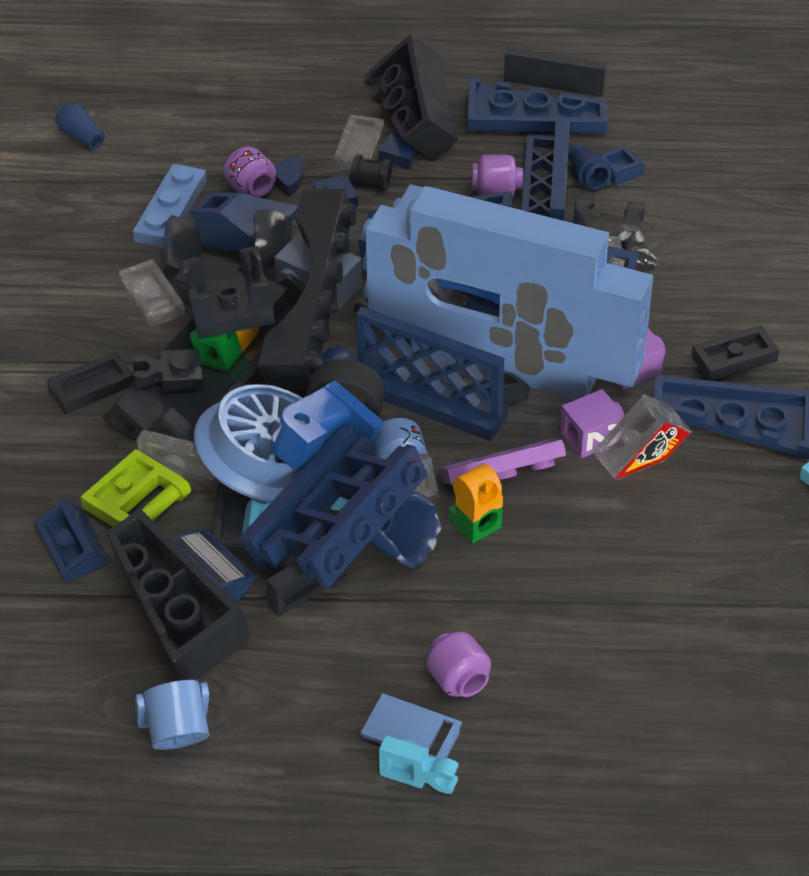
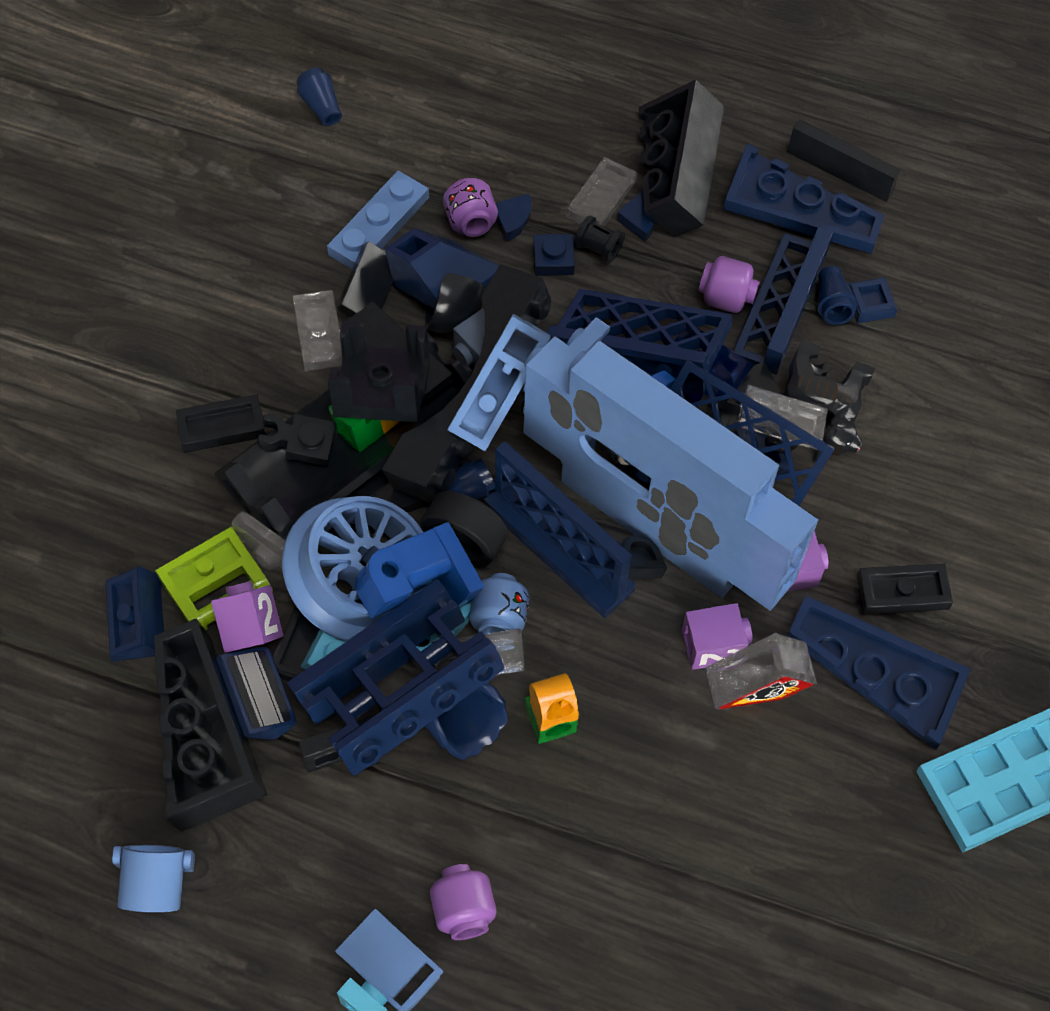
camera: 15 degrees right, 15 degrees up
(180, 504) = (246, 616): none -> medium lavender brick
(338, 266) = (497, 383): none -> medium blue slope
(504, 463) = (602, 657): medium lavender plate -> none

